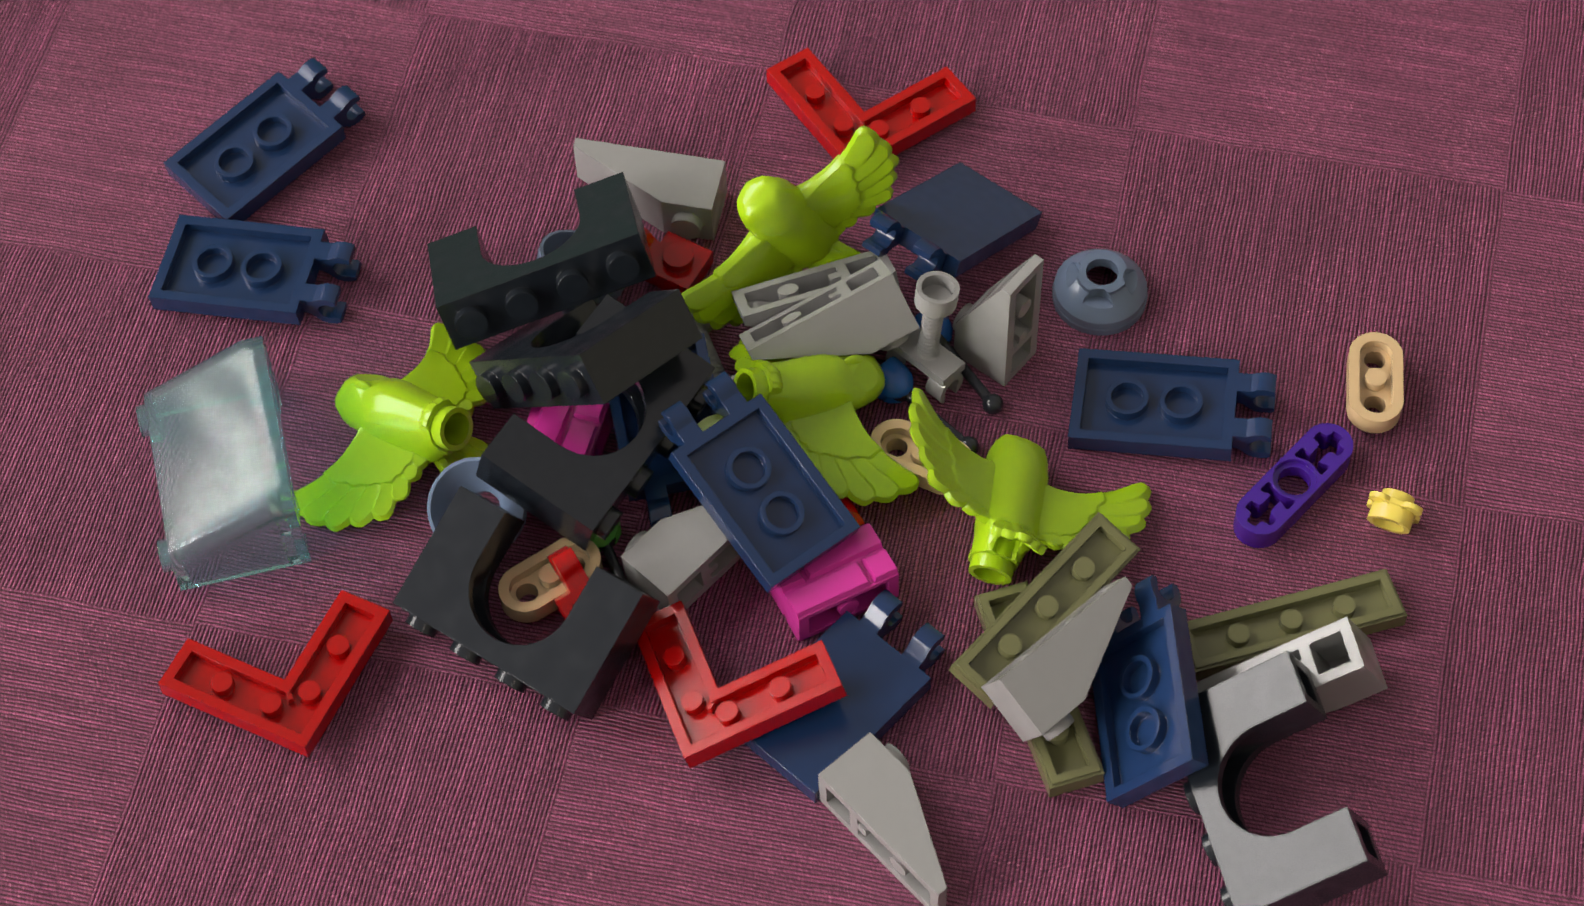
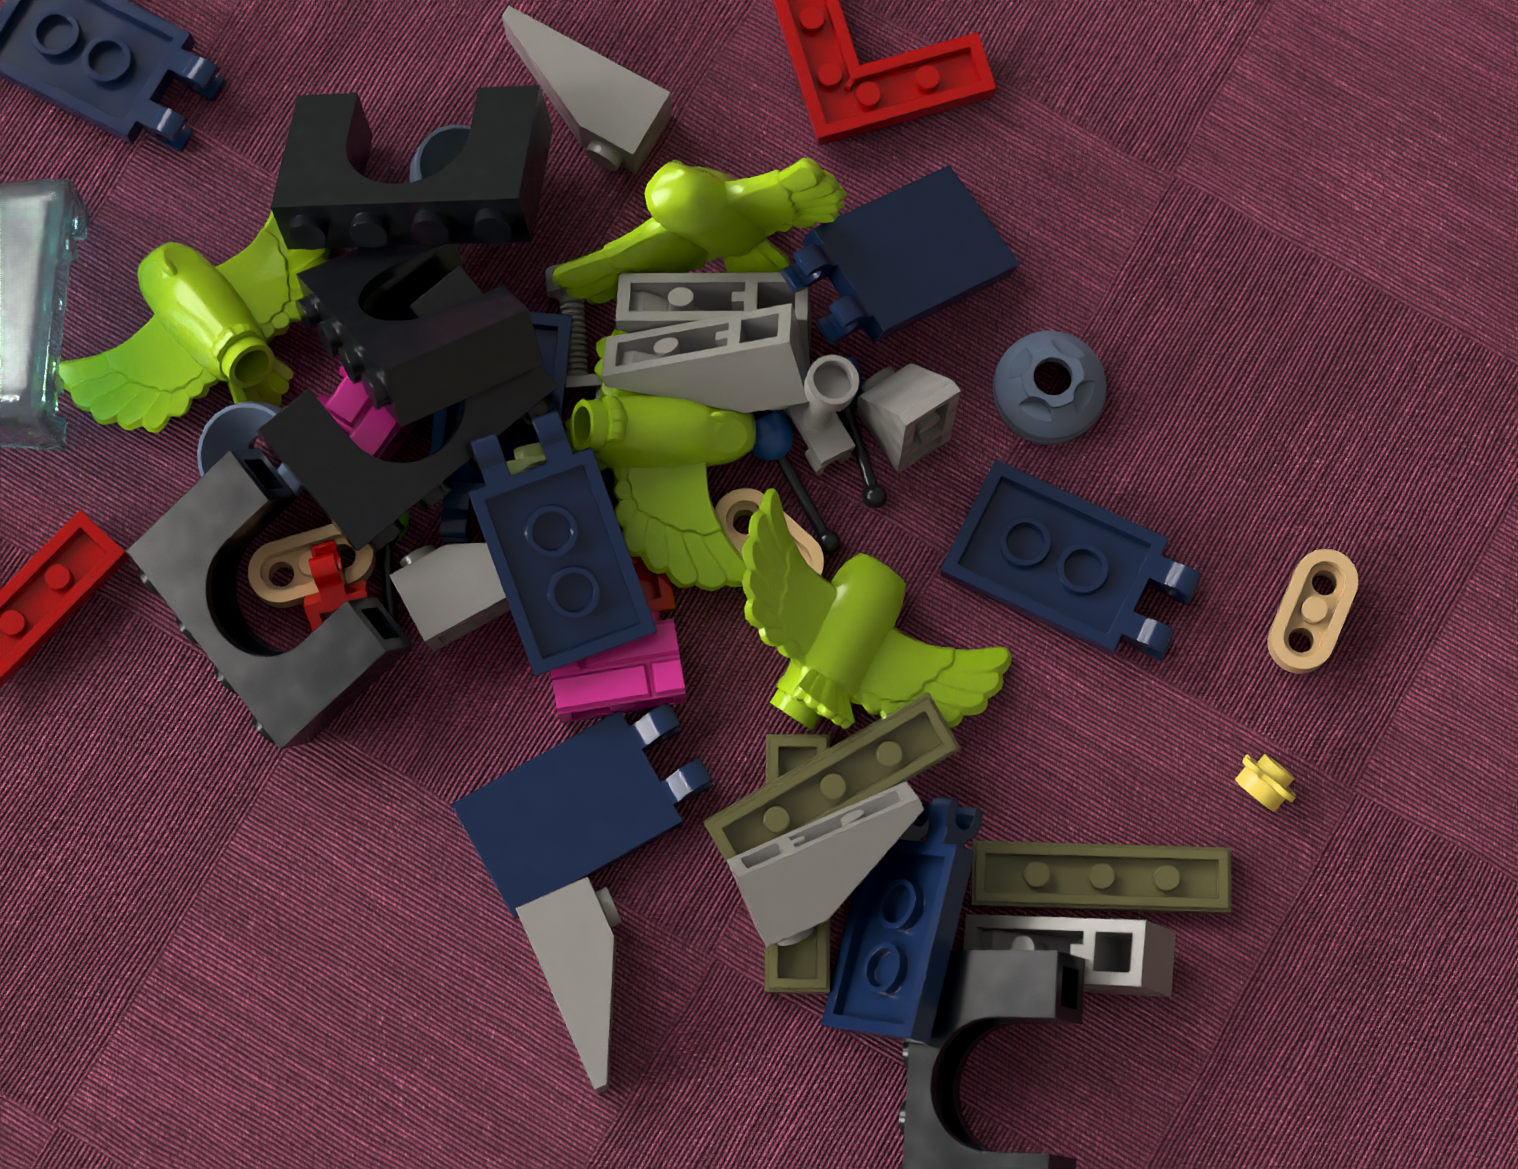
camera: 15 degrees right, 20 degrees up
(677, 261) = (578, 197): red plate -> none
(718, 718) = (431, 799): red plate -> none
(1289, 507) = (1203, 671): dark purple beam -> none

